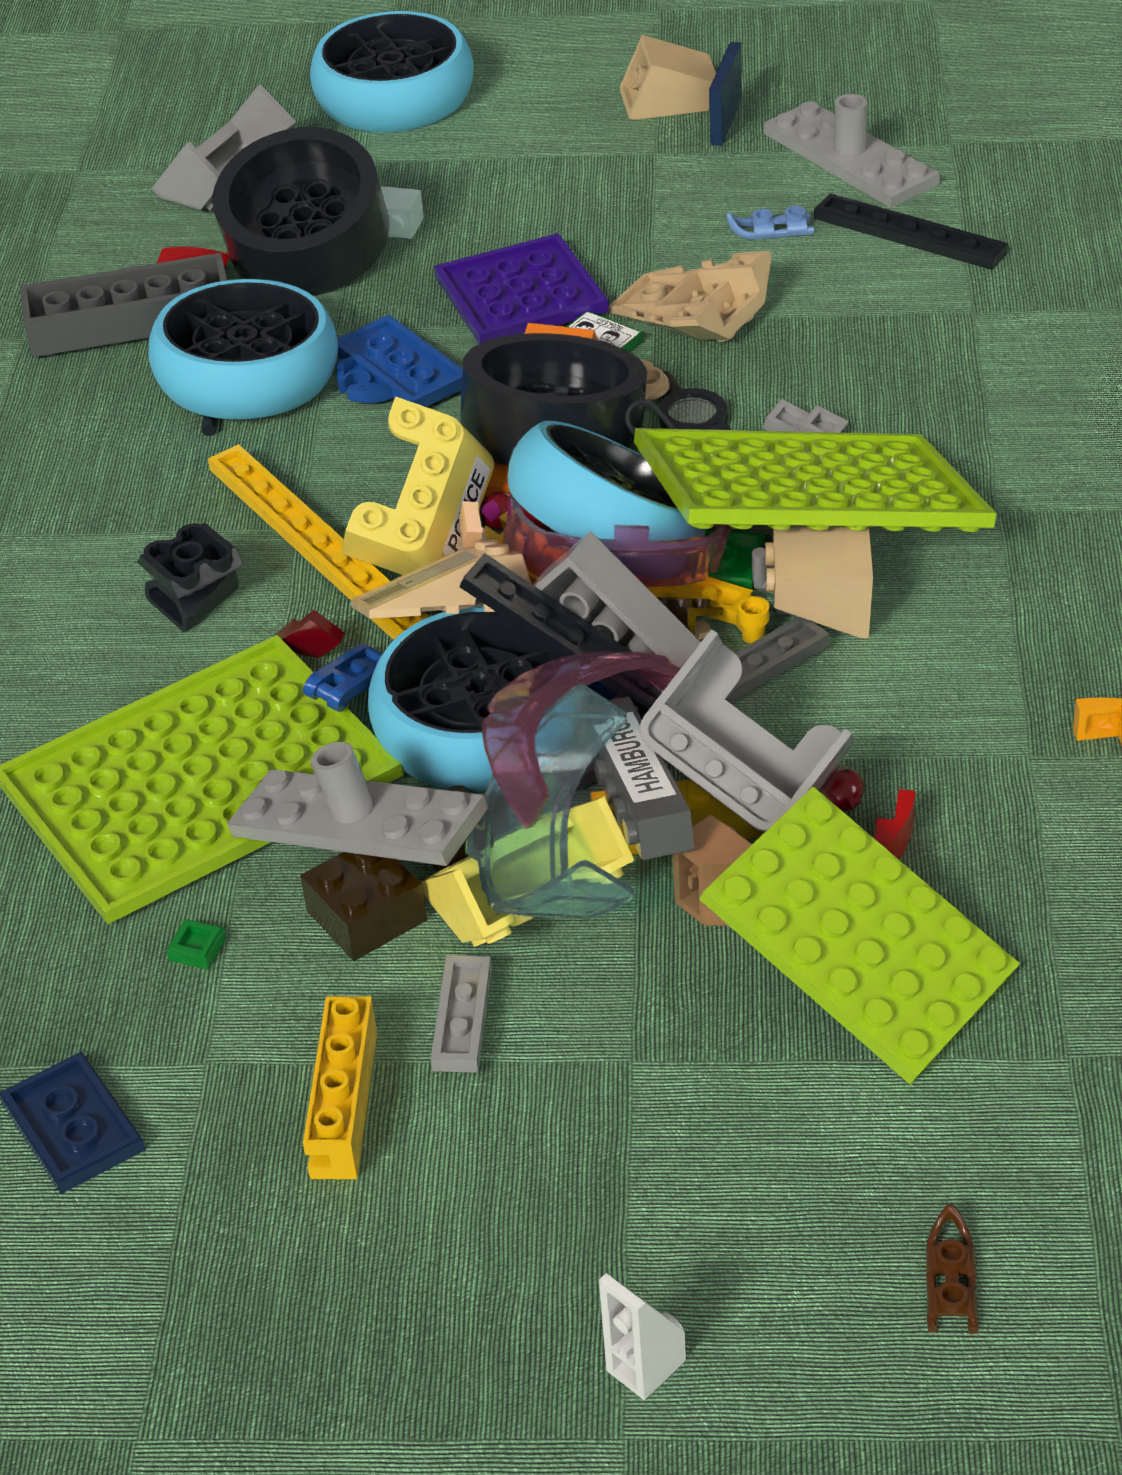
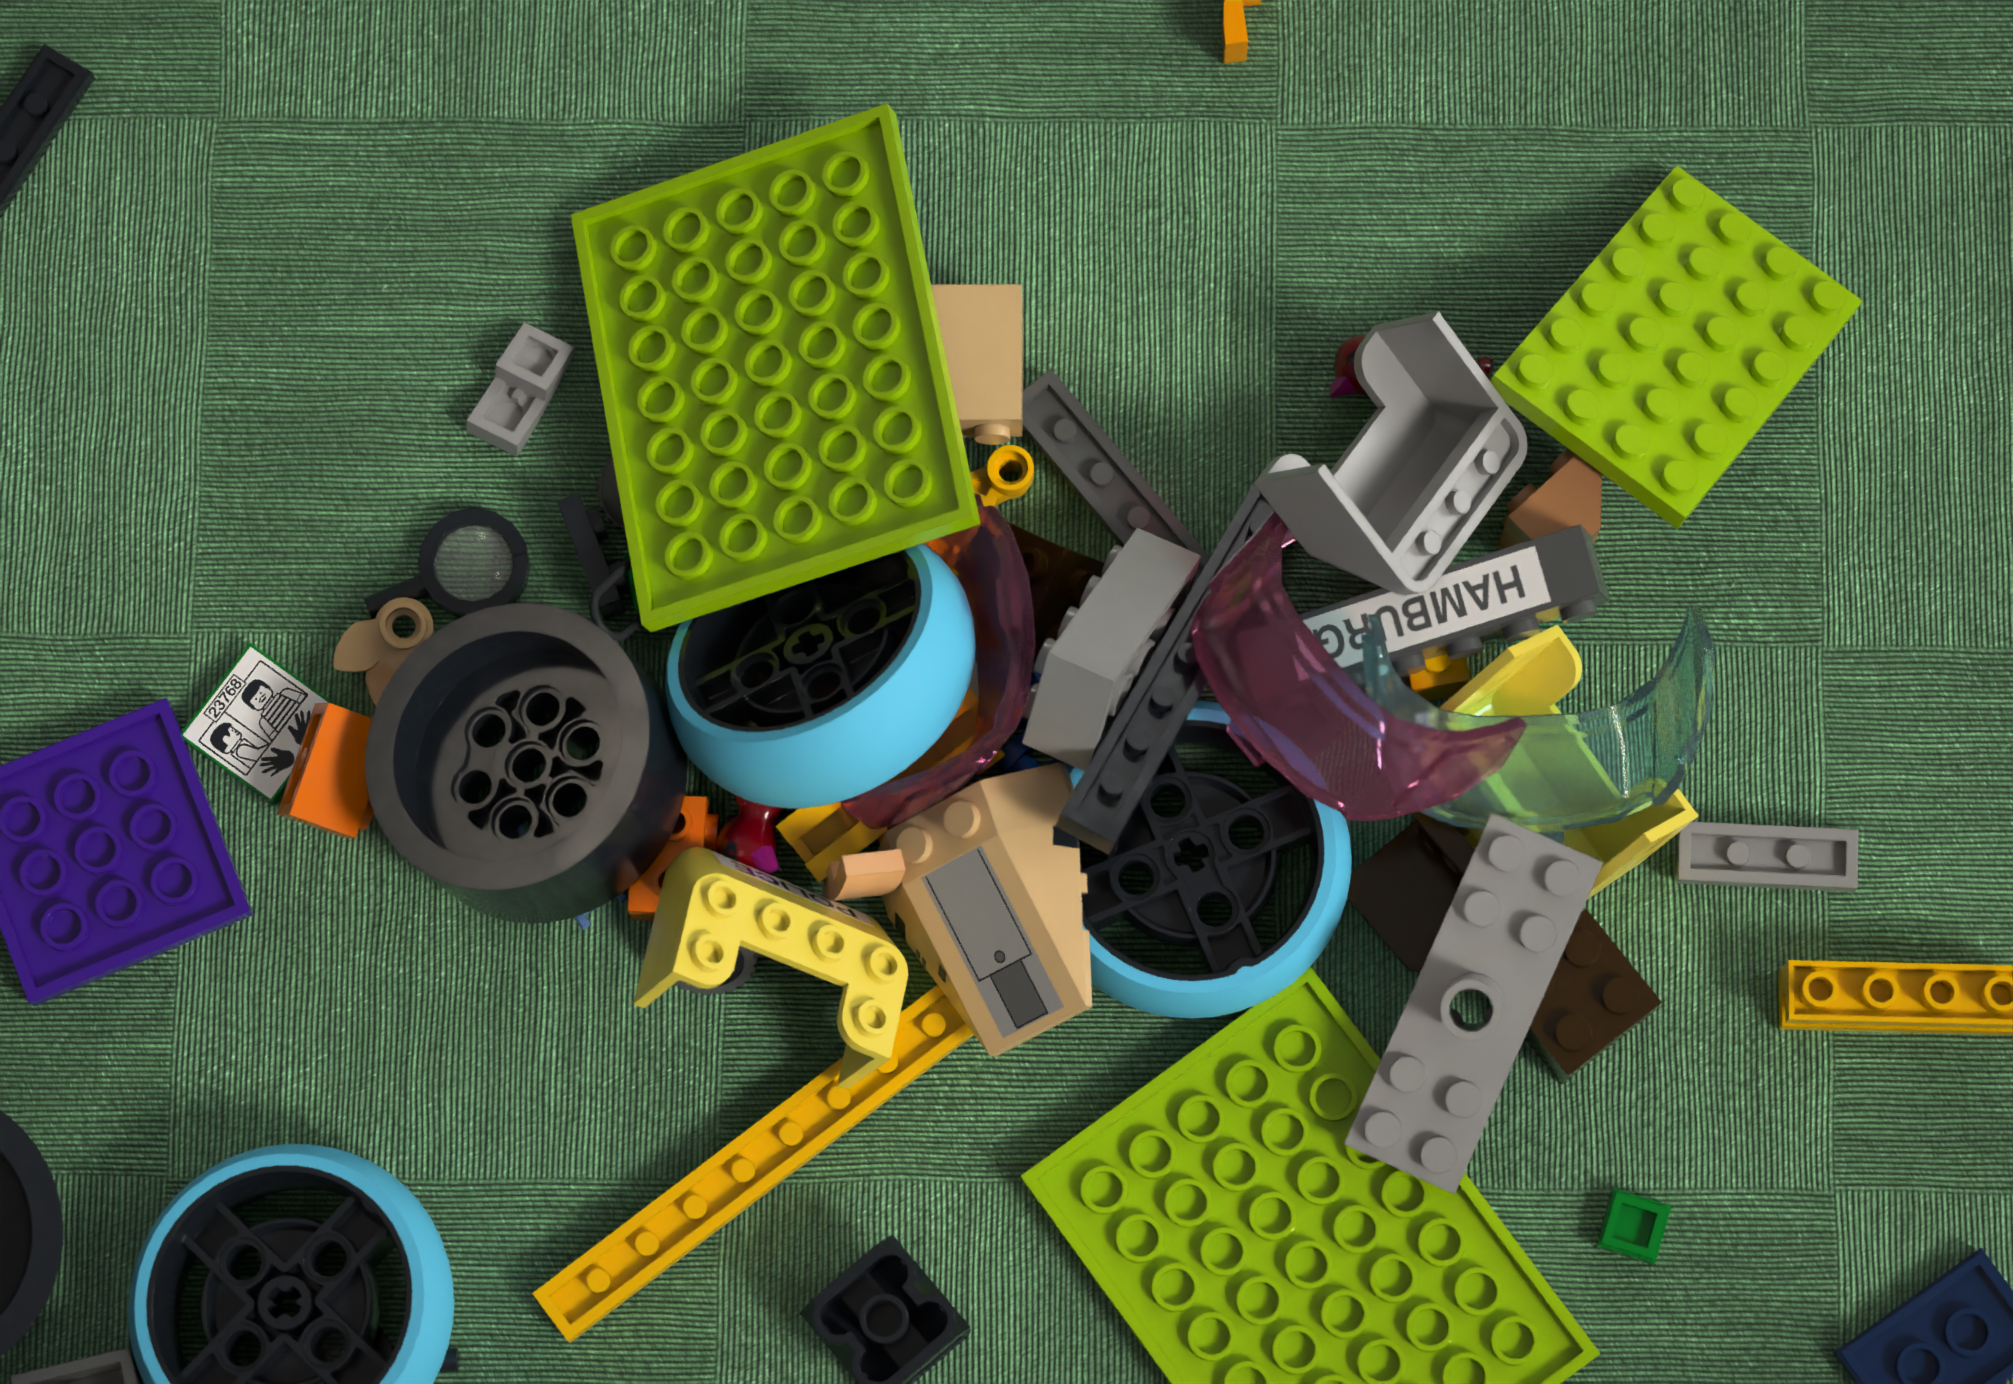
camera: 90 degrees left, 35 degrees up
(311, 635) = (1016, 1143): dark red slope -> none
(343, 677) = (1131, 1054): blue plate -> none
(392, 362) = (312, 1051): blue plate -> none
(699, 301) = (173, 558): tan wedge -> none
(896, 833) = (1472, 310): red slope -> none

